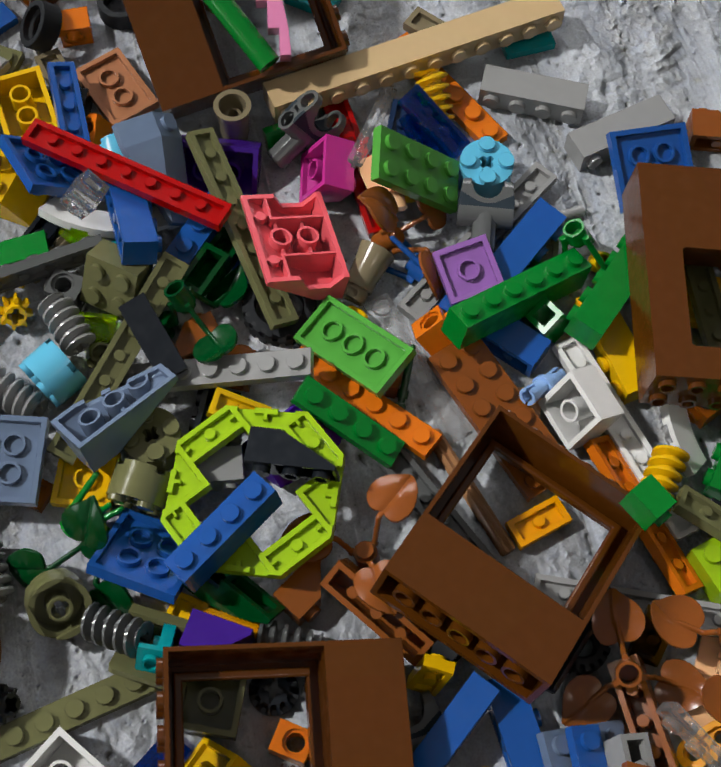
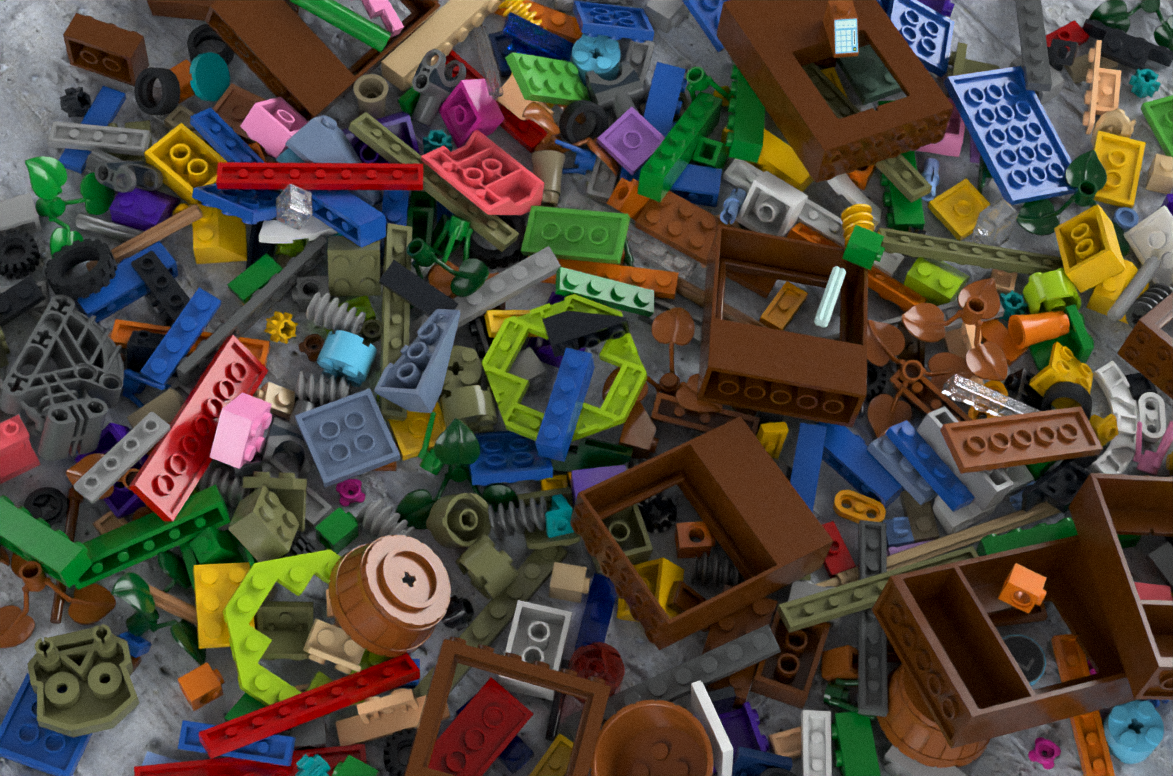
camera: 30 degrees left, 5 degrees down
(34, 339) = (309, 342): none -> reddish brown plate
(53, 671) = (487, 568): none -> olive brick
(97, 31) = (209, 76): none -> teal tile
(117, 99) = (273, 124): none -> bright pink brick
(134, 726) = (568, 582): none -> tan brick
(234, 287) = (457, 228): none -> green plant
(280, 187) = (437, 139): none -> teal gear
(427, 212) = (572, 111): none -> black tyre
(522, 136) = (613, 21): none -> blue plate
(576, 544) = (829, 297): none -> light aqua axle

